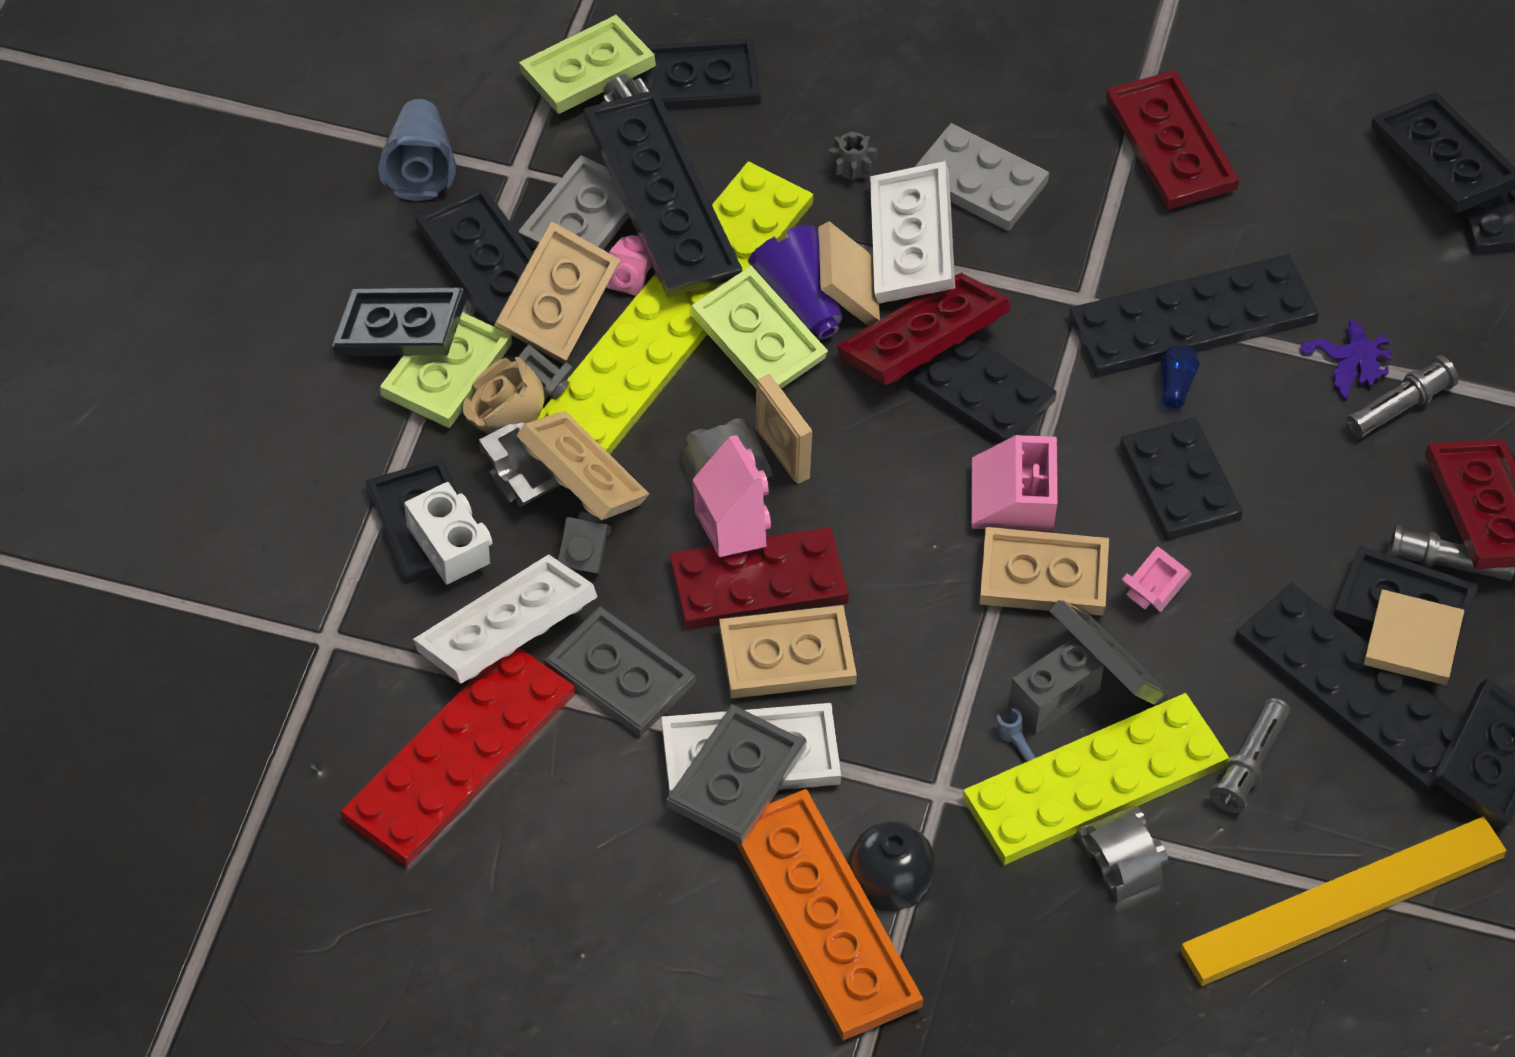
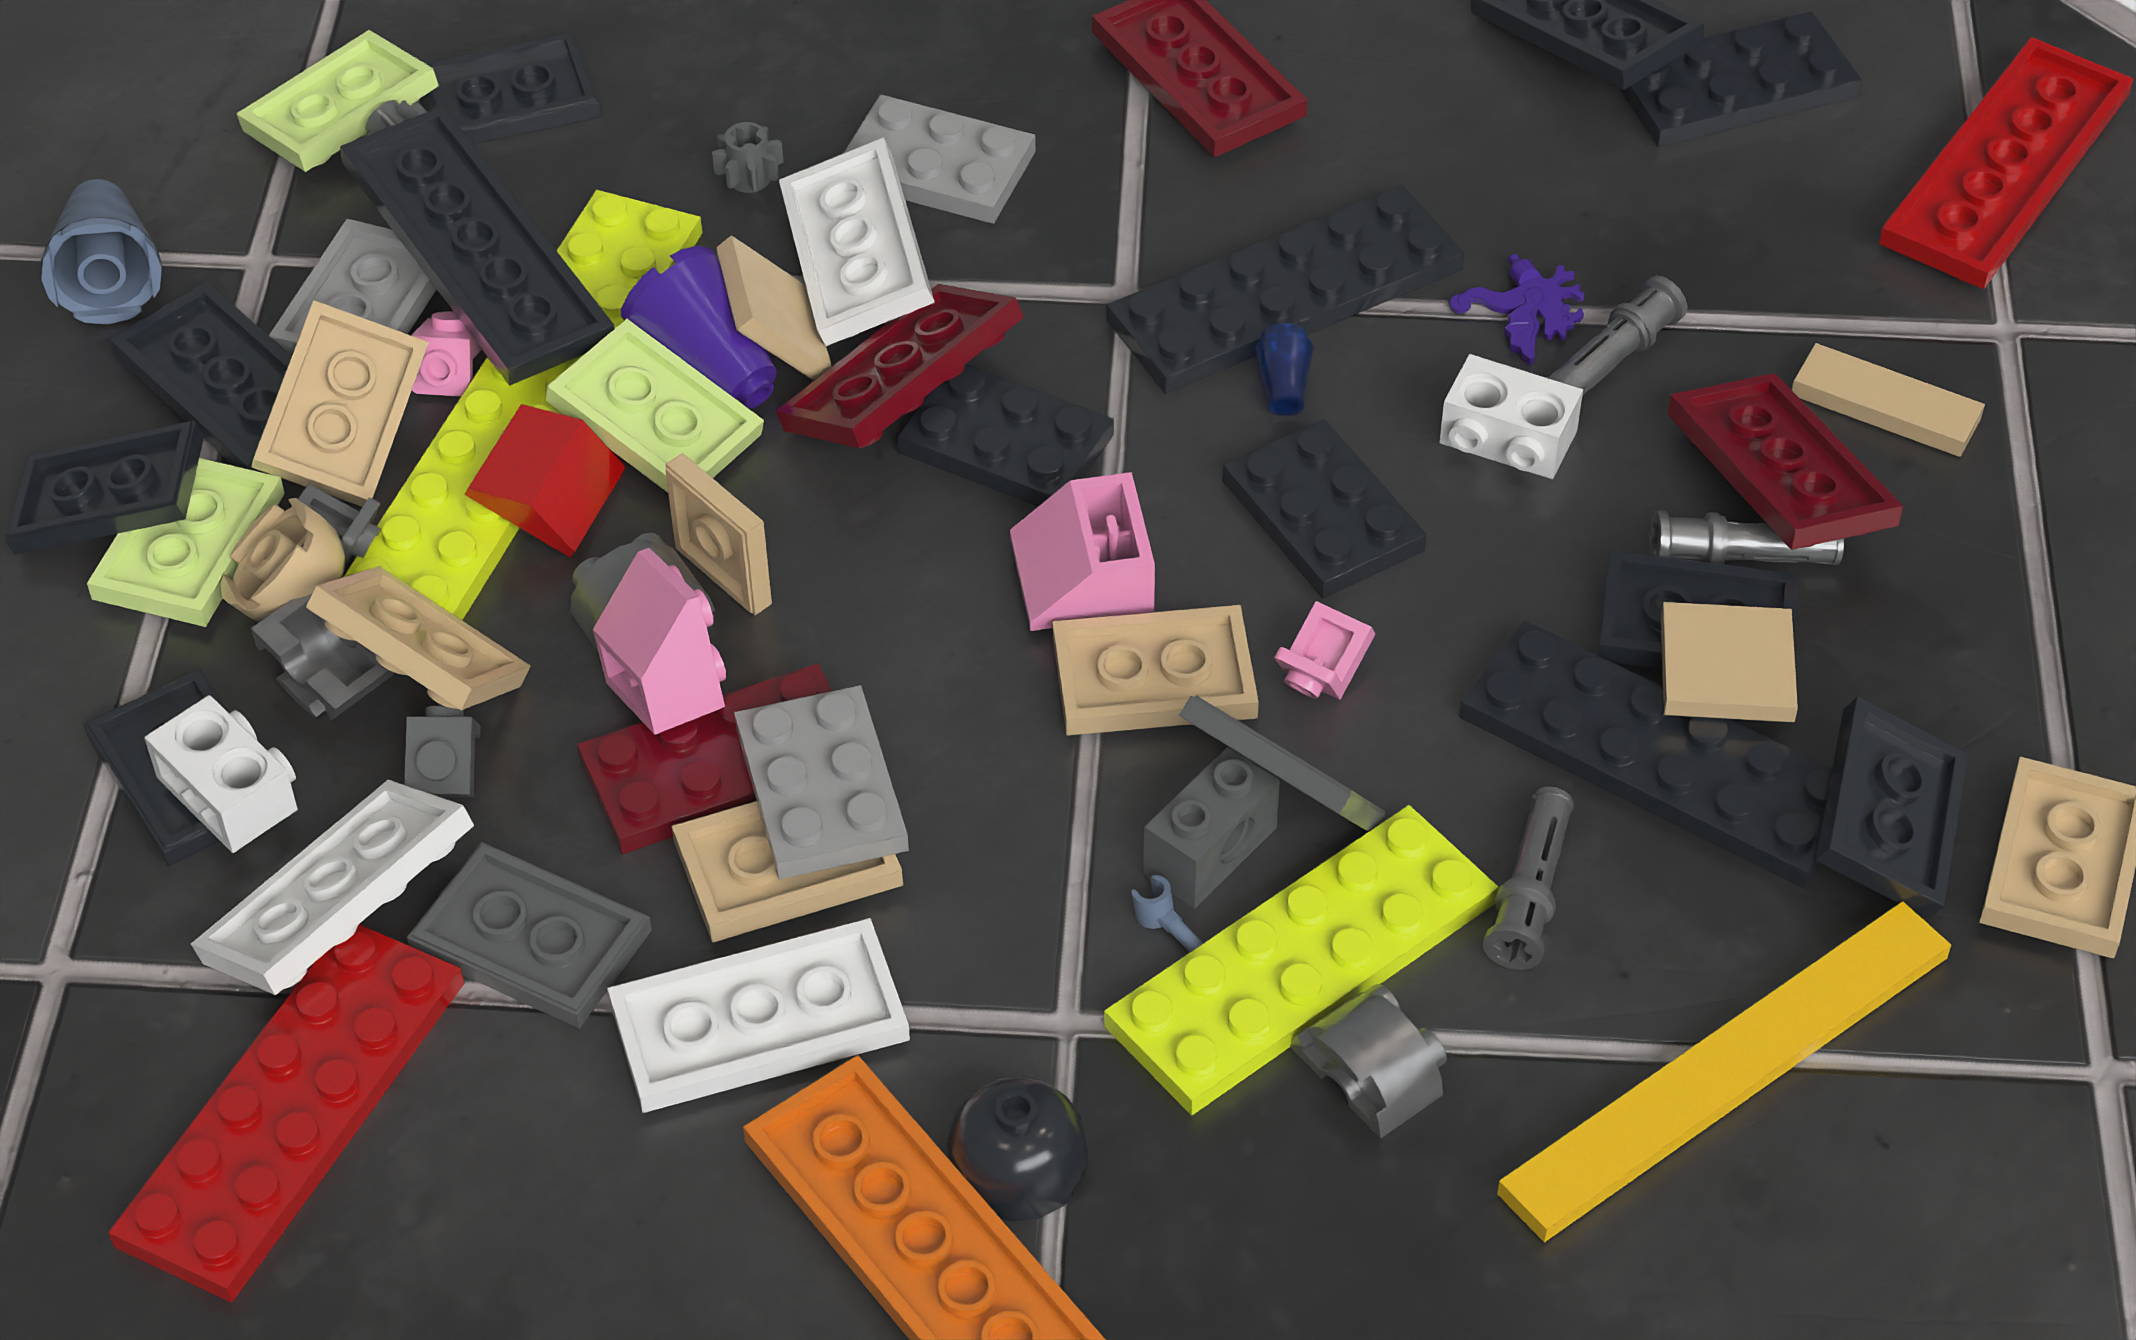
camera: 10 degrees left, 5 degrees down
(681, 366) = (547, 477): none -> red slope
(736, 774) = (742, 1053): dark grey tile -> none
(817, 608) = (821, 782): none -> light grey plate
(1319, 438) = (1510, 416): none -> white brick

